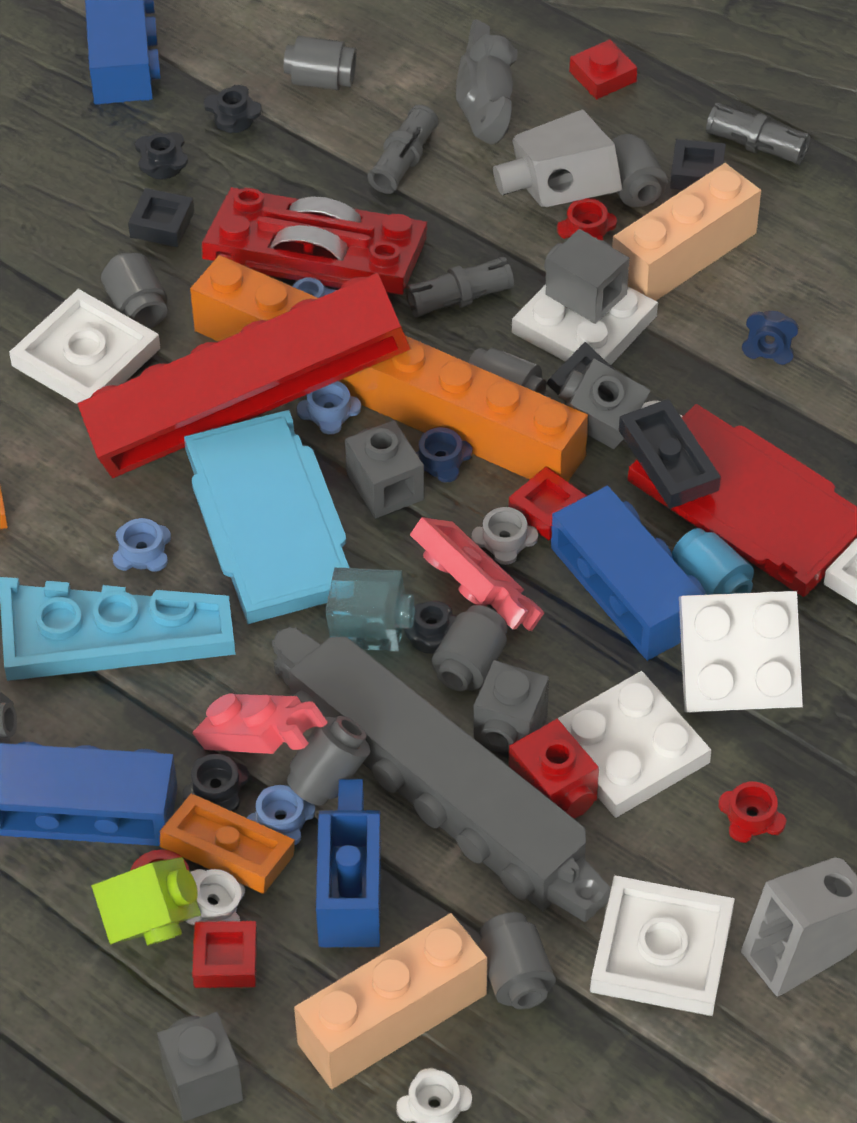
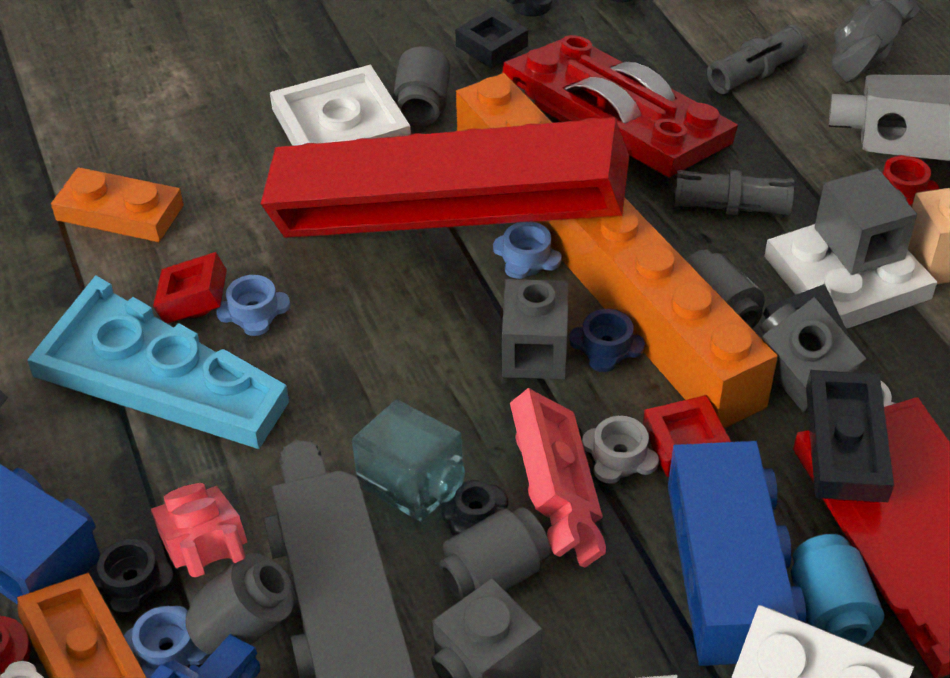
camera: 30 degrees right, 5 degrees down
(83, 553) = (190, 288): none -> red plate
(267, 514) = (383, 324): medium azure piece -> none

